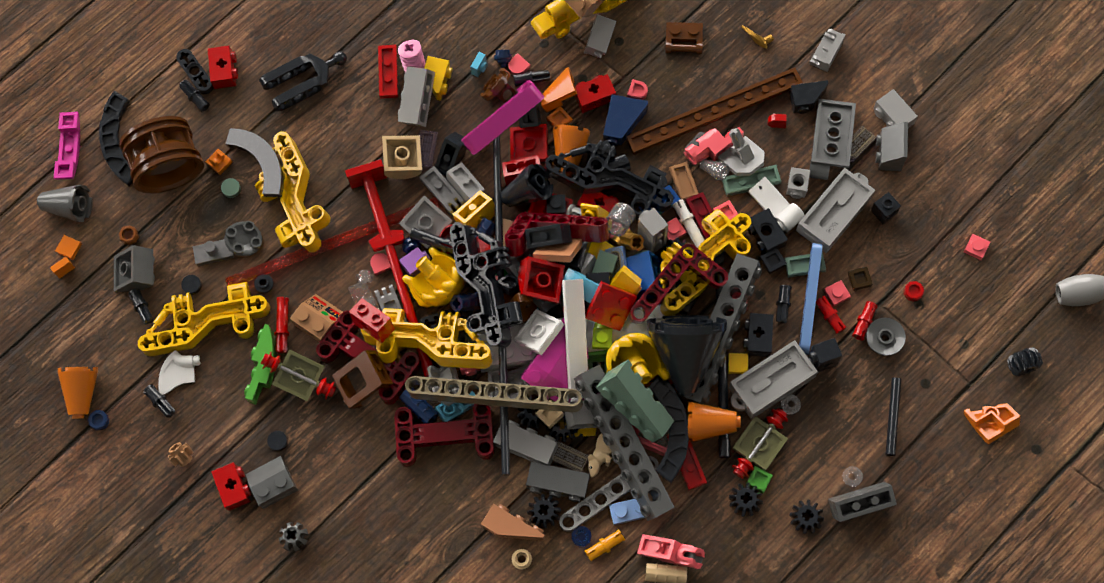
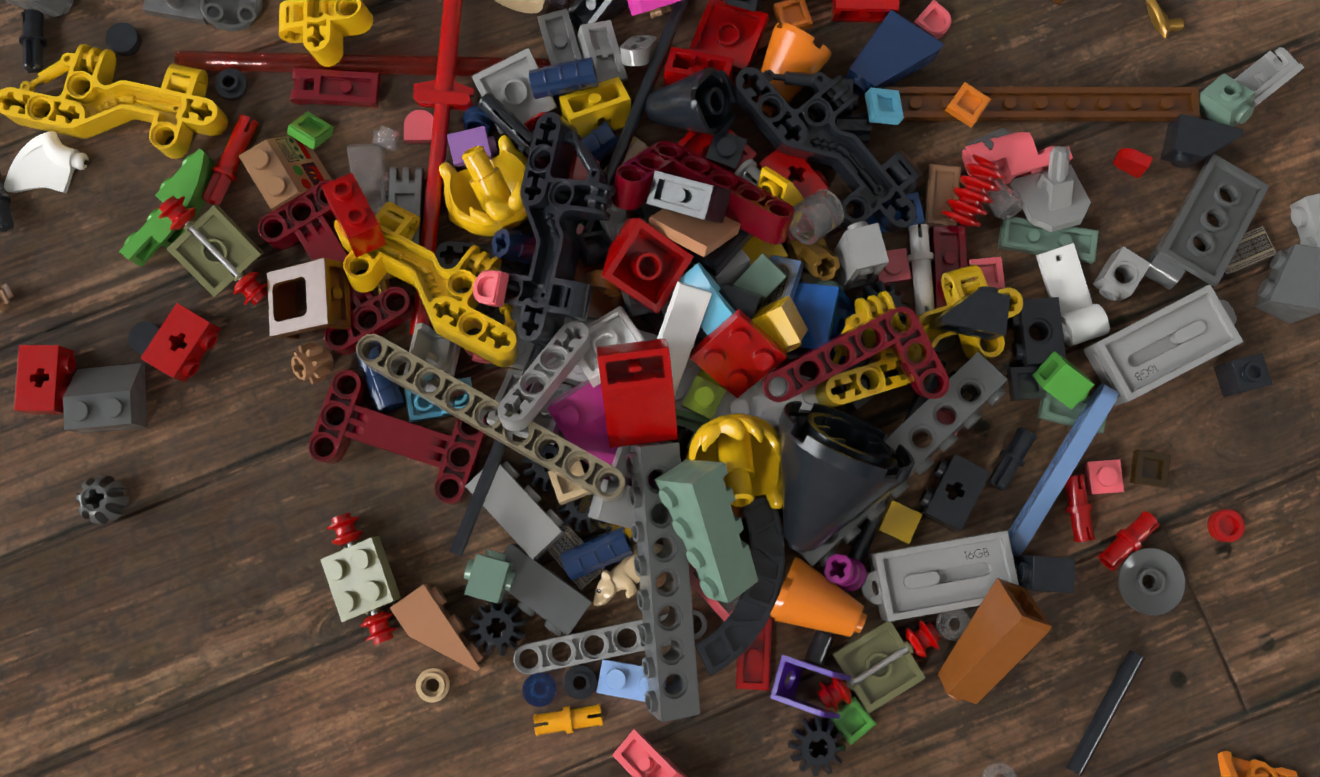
camera: 15 degrees right, 10 degrees up
(296, 424) = (166, 349): none -> red brick
(320, 289) = (310, 130): none -> bright green tile
(323, 261) = (335, 87): none -> dark red plate
(378, 413) = (312, 362): none -> medium nougat gear
(451, 203) = (563, 78): none -> dark blue axle
(457, 518) = (361, 578): none -> plate
(463, 327) = (491, 287): none -> coral tile
(484, 172) = (638, 50): none -> light grey beam
(510, 358) = (550, 377): none -> light grey beam
(528, 481) = (489, 576): none -> sand green brick
(567, 346) = (637, 392): none -> red slope
(581, 447) = (597, 553): none -> dark blue axle
(602, 528) = (588, 674): none -> black plate
(630, 146) = (884, 106): none -> medium azure plate
(675, 127) = (968, 104): none -> orange tile
(699, 172) = (975, 192): none -> red piece
(714, 460) = (787, 694): none -> dark purple piece
(719, 398) = (845, 572): none -> magenta bush
(727, 234) = (976, 315): none -> black slope
(790, 250) = (1063, 380): none -> bright green brick
(812, 401) = (993, 642): none -> dark orange slope
(813, 69) = (1226, 101): none -> sand green brick

